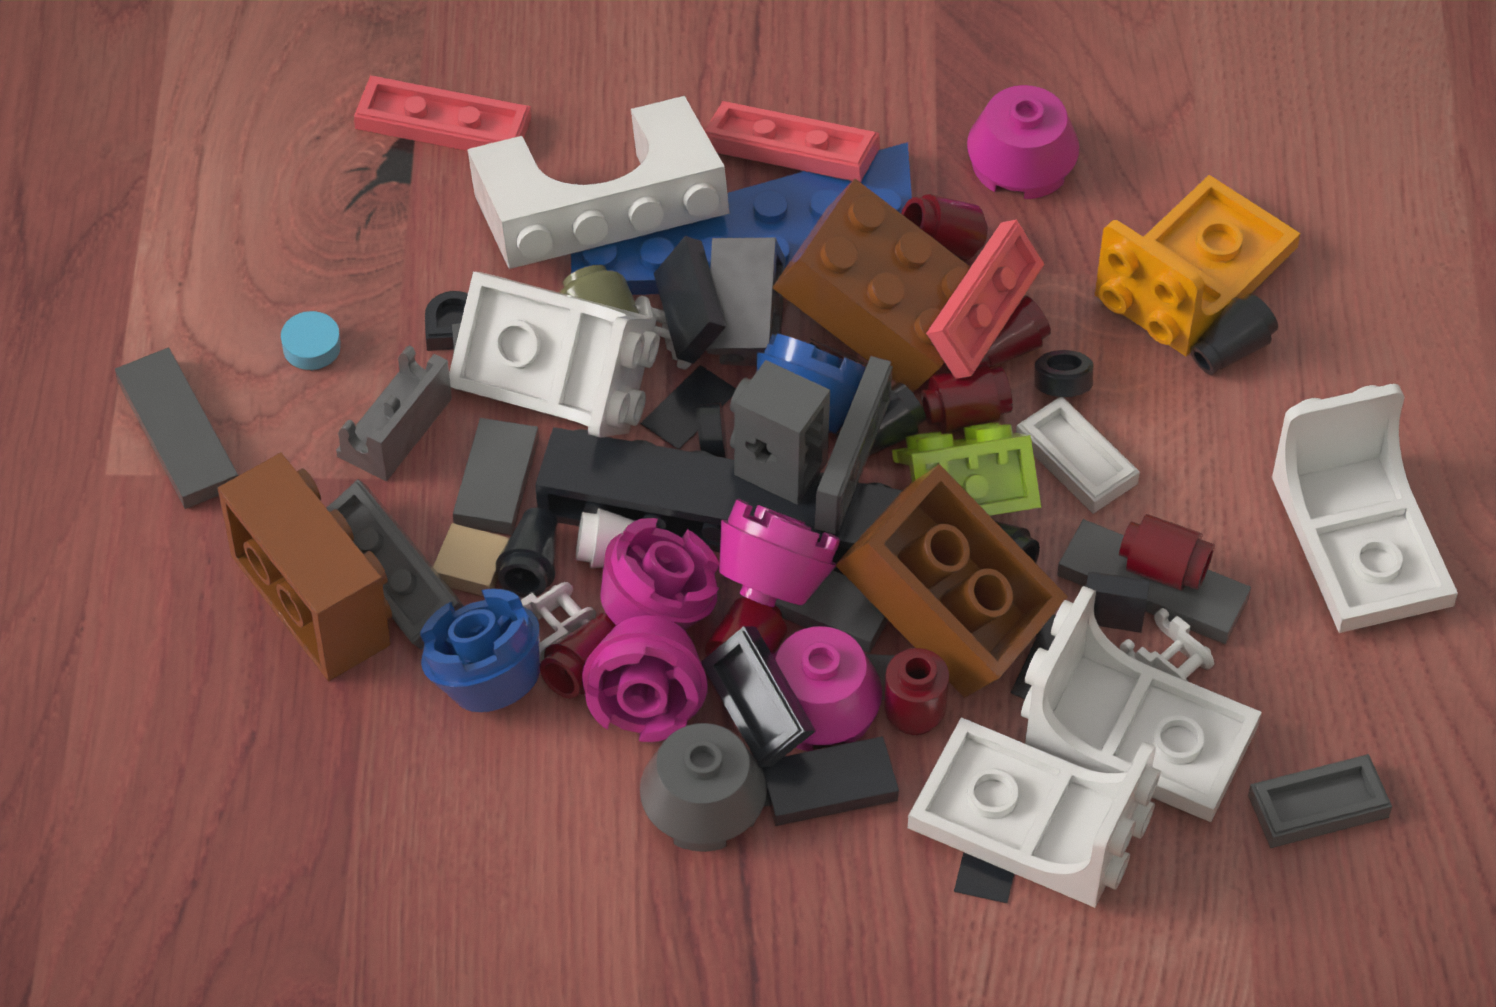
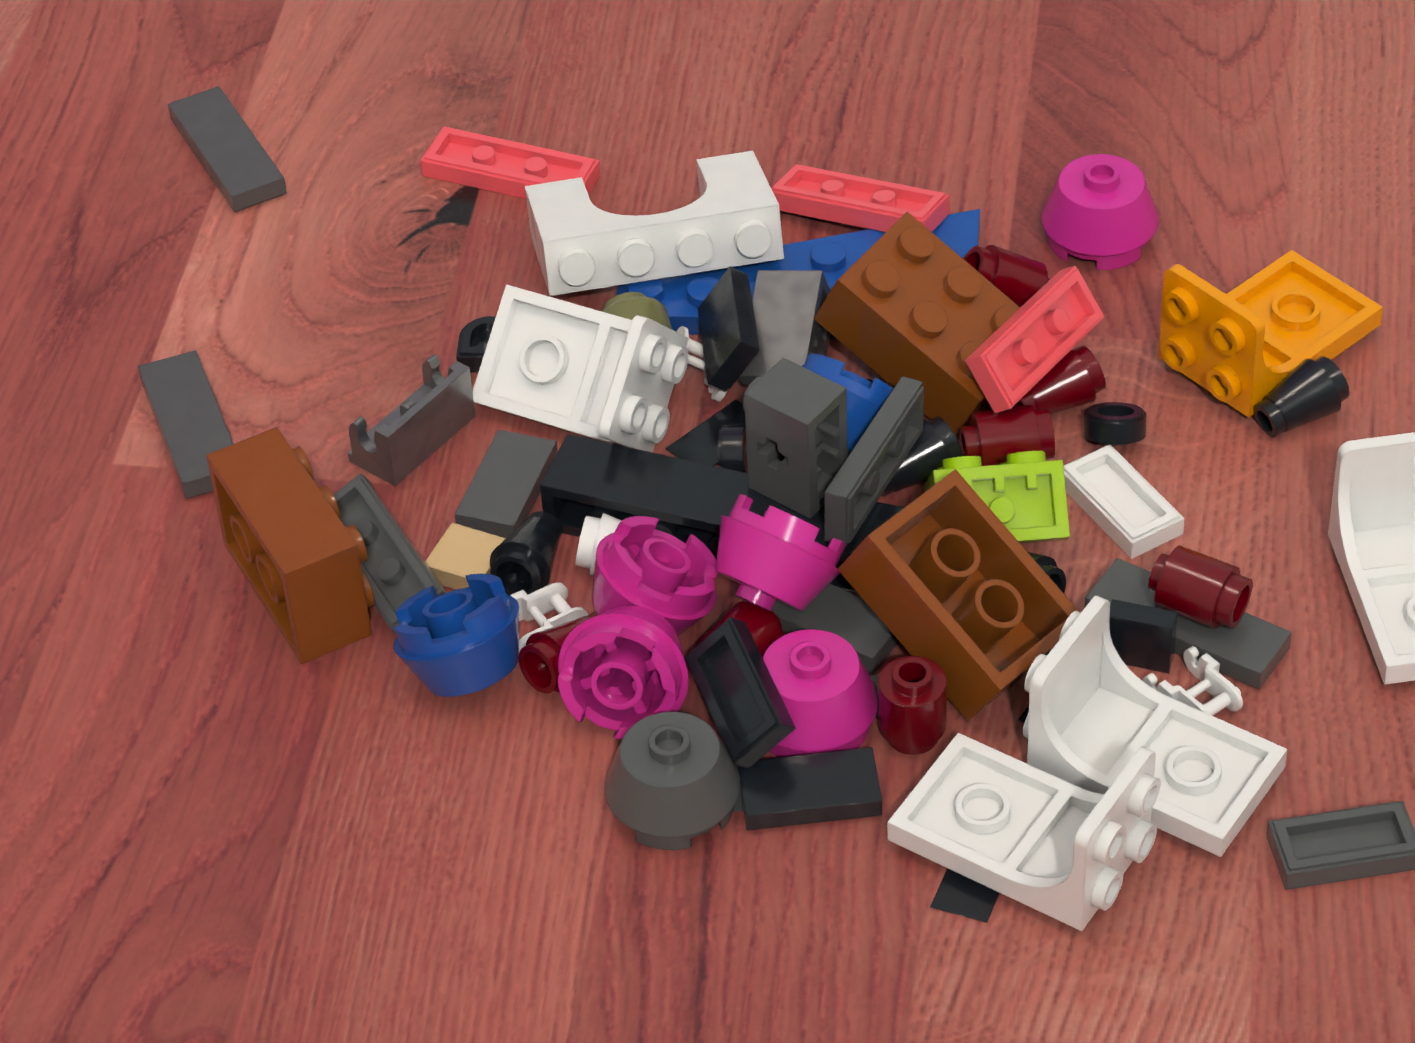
camera: 10 degrees right, 10 degrees down
(157, 111) = (227, 149): none -> dark grey tile
(310, 340) = (340, 354): medium azure tile -> none

